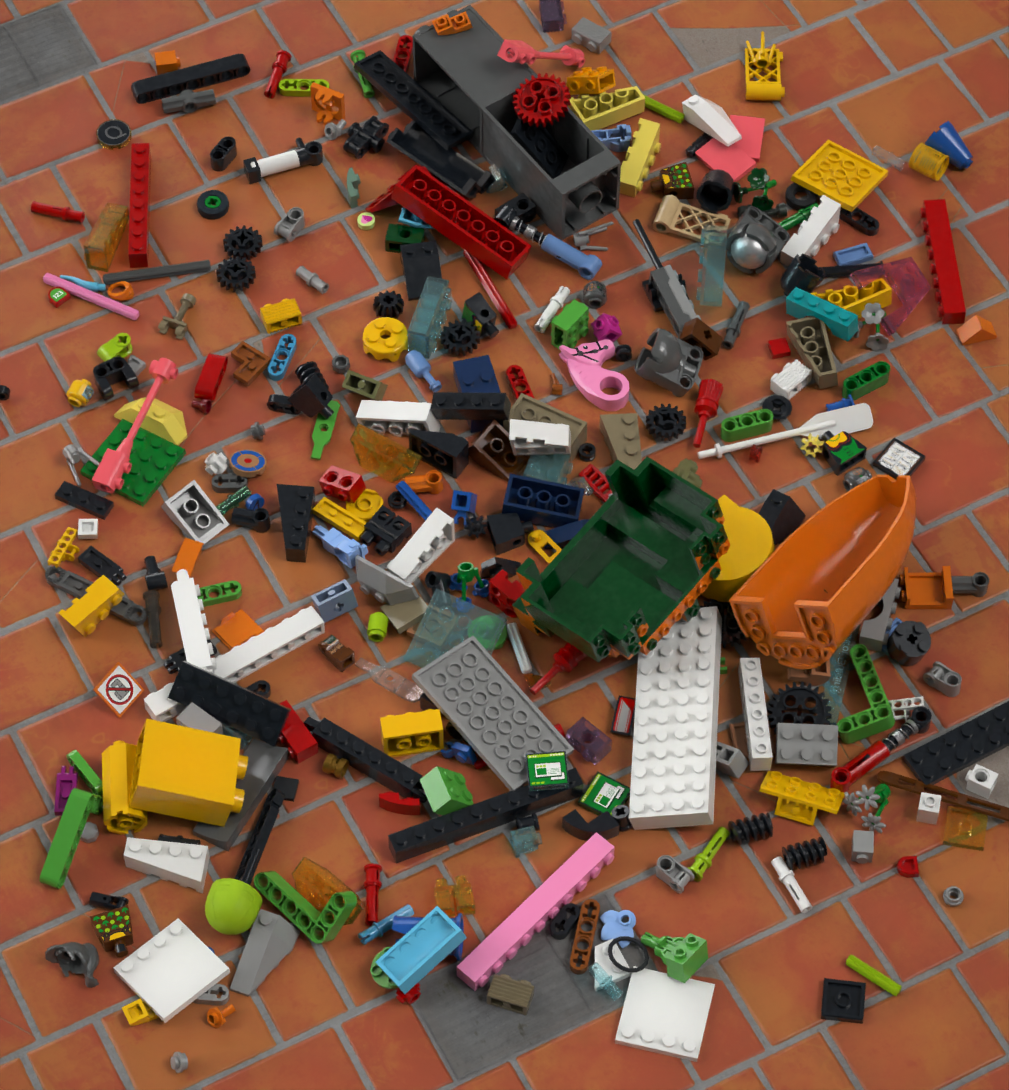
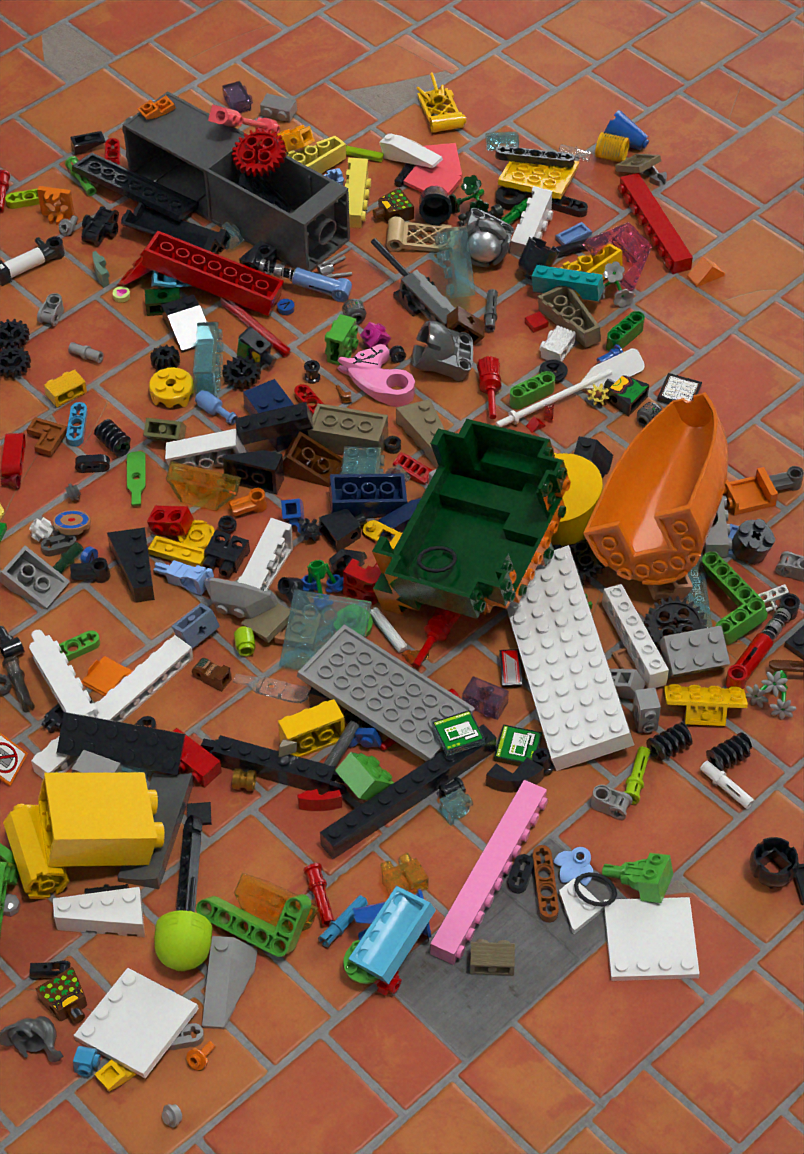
camera: 15 degrees left, 5 degrees down
(117, 993) = (86, 1060): none -> dark azure plate
(187, 556) = (36, 618): orange slope -> none
(312, 398) = (118, 449): black torso -> none
(340, 364) = (135, 418): dark grey tile -> none
(380, 33) = (87, 141): none -> black slope
(381, 746) = (287, 747): none -> dark tan piece
(413, 500) = (244, 520): blue axle -> none
(430, 760) = (342, 744): none -> dark grey axle
(527, 272) = (285, 306): none -> blue tile
(533, 355) = (310, 371): none -> black bush
(539, 438) = (349, 436): white wedge -> none
(556, 303) = (320, 326): white pin -> none
(582, 579) = (440, 569): none -> black piece
(605, 981) = (583, 921): clear light blue axle -> none
(665, 422) = (457, 403): black gear -> none
(737, 792) = (646, 710): none -> light grey brick
(738, 462) = (535, 424): none -> red piece
(802, 960) = (779, 852): none -> black piece
(814, 145) = (534, 156): none -> black beam
(816, 126) = (501, 139): none -> clear light blue bracket
(862, 846) = (780, 732): light grey brick -> none
(950, 186) = (638, 163): none -> dark tan tile
(967, 203) = (656, 176): none -> flat silver bar

